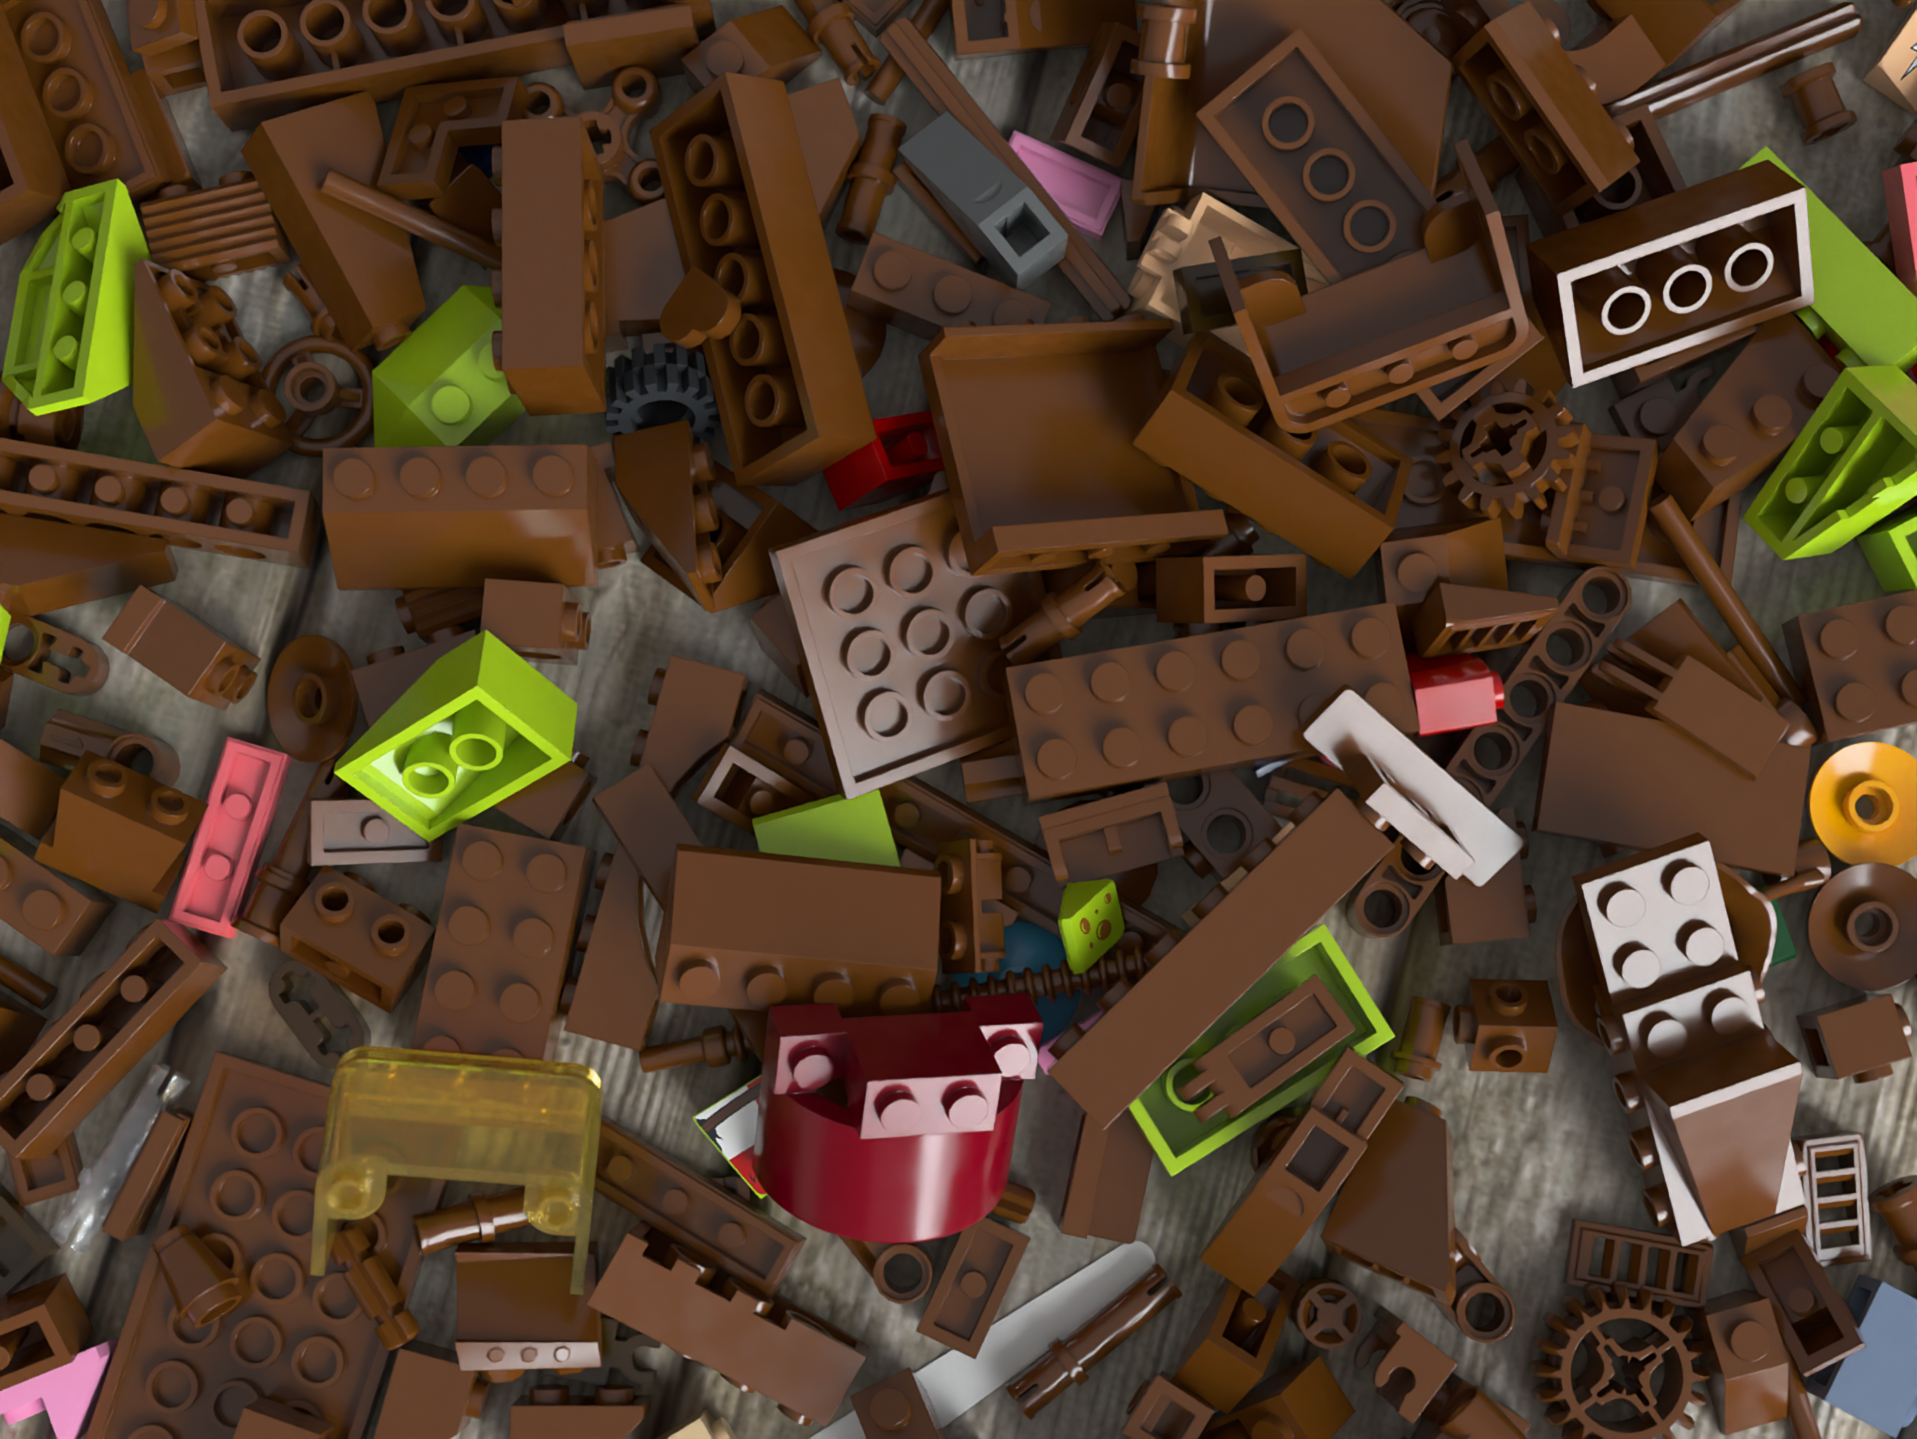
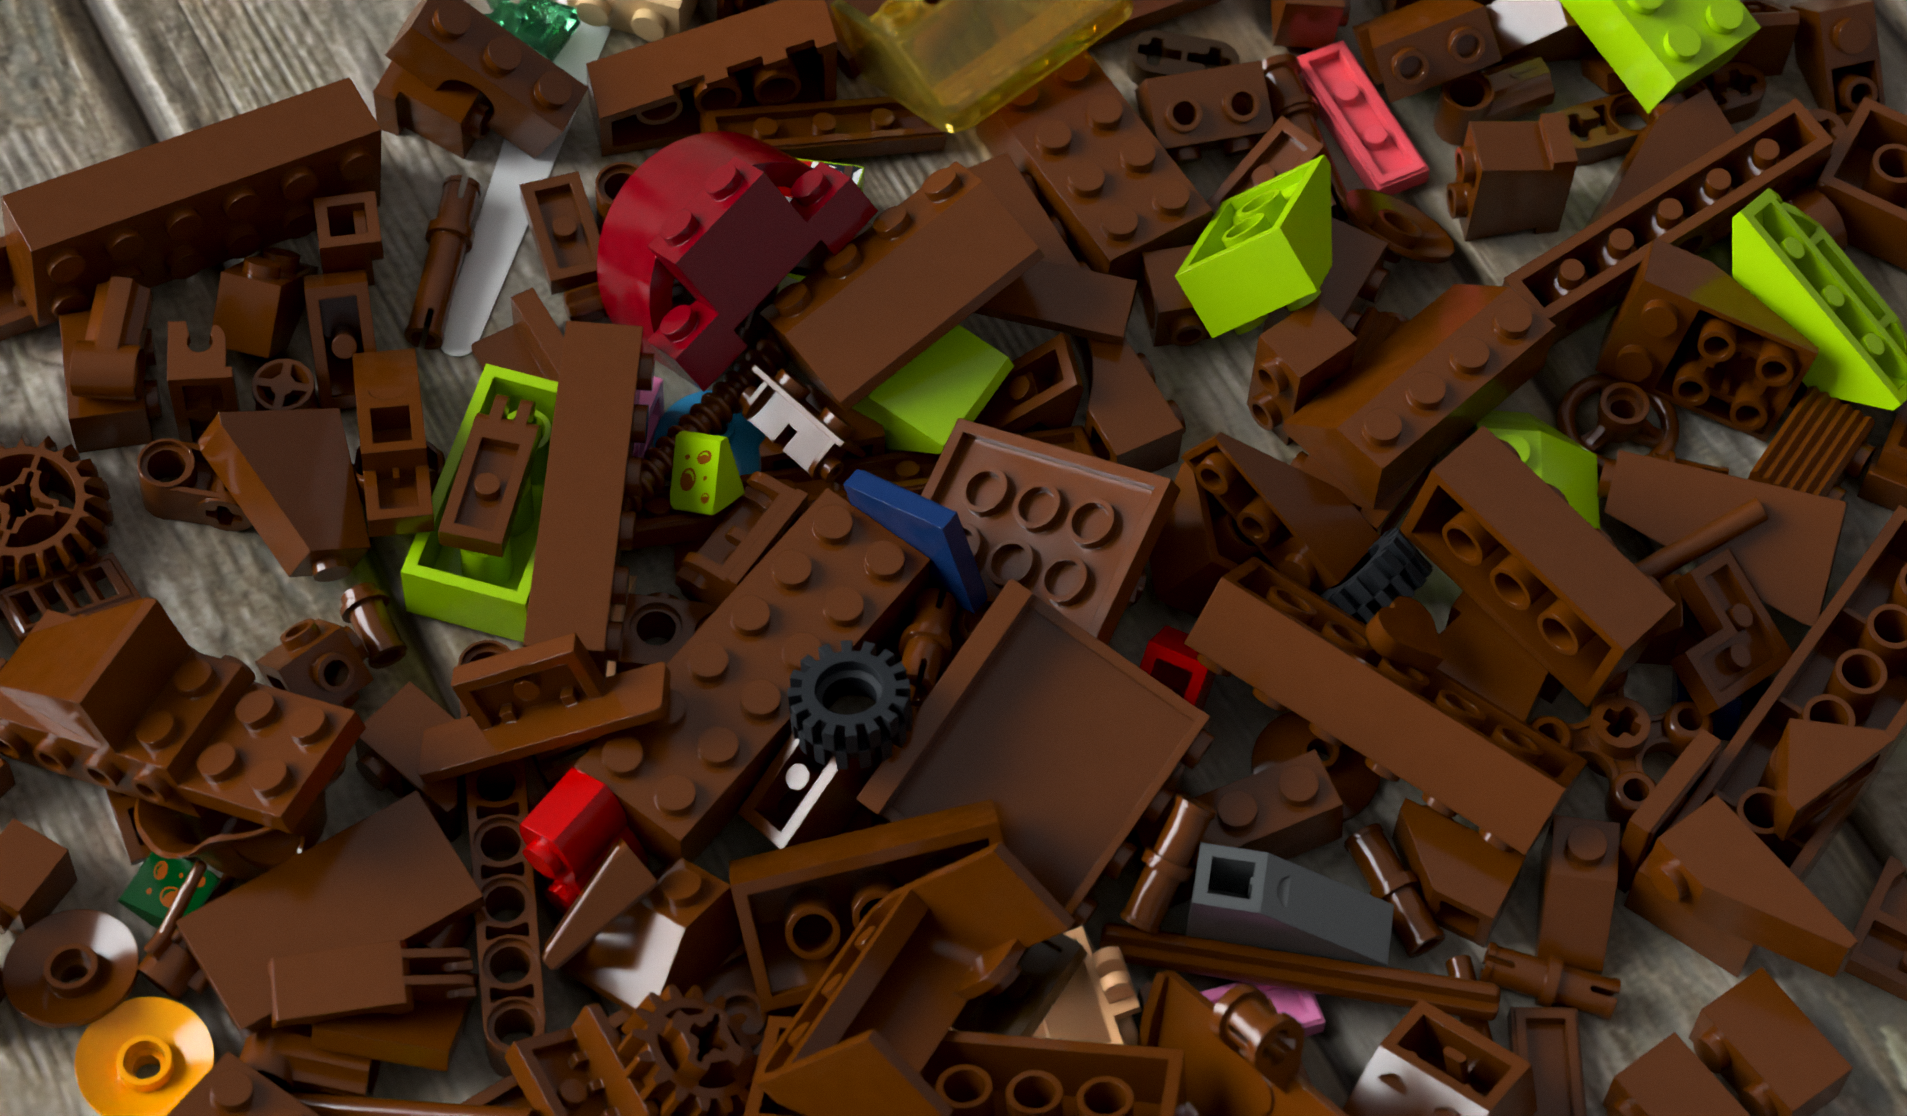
camera: 135 degrees right, 25 degrees down
(997, 700) = (926, 527): none -> dark blue tile
(1045, 293) = (1168, 863): none -> reddish brown pin
(1234, 588) = (852, 734): none -> black tyre

